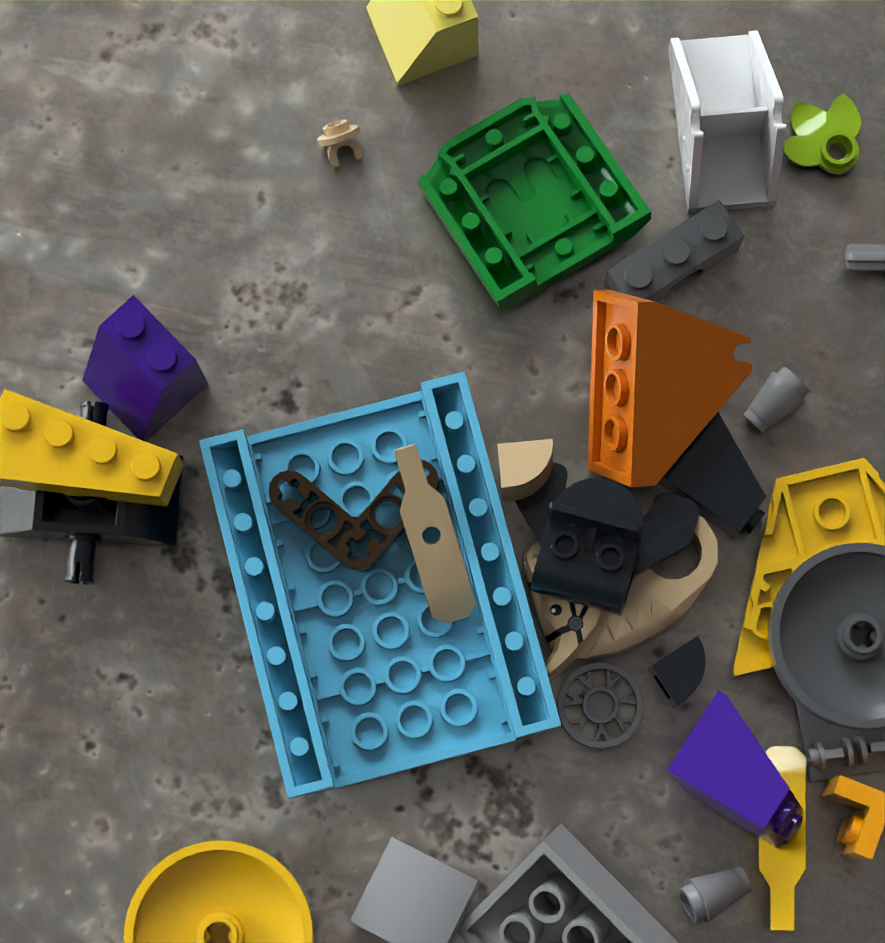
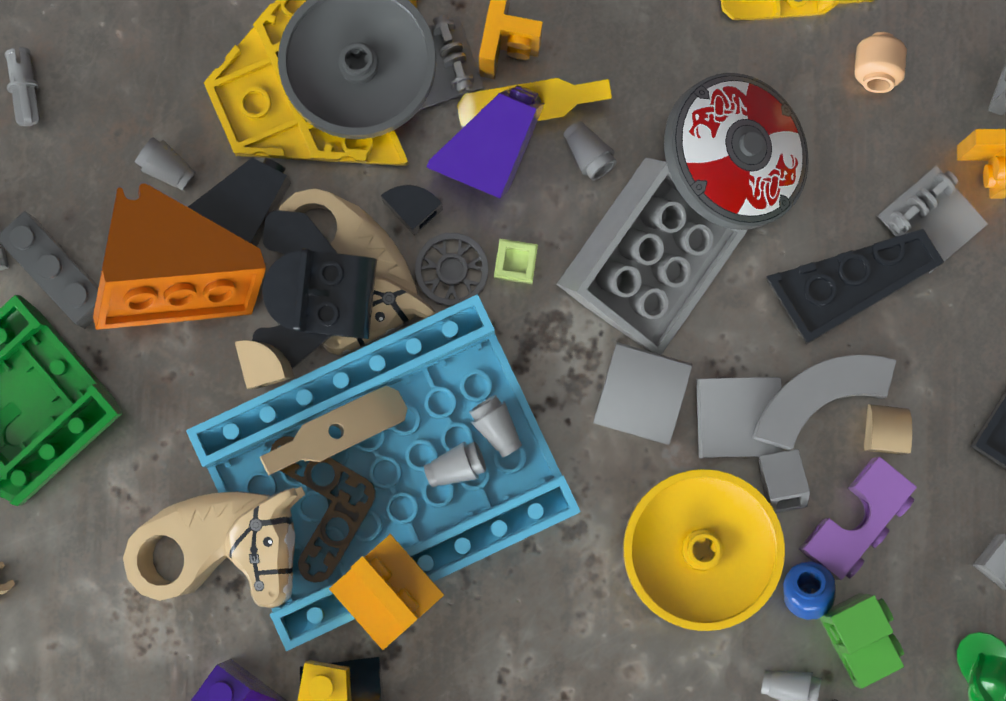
camera: 105 degrees left, 5 degrees up
(240, 561) = (386, 591): none -> light orange bracket
(352, 386) = (239, 525): none -> tan animal
(369, 667) = (456, 465): none -> light grey cone
(407, 720) = (496, 425): none -> light grey cone
(597, 782) = (515, 261): none -> yellowish green tile

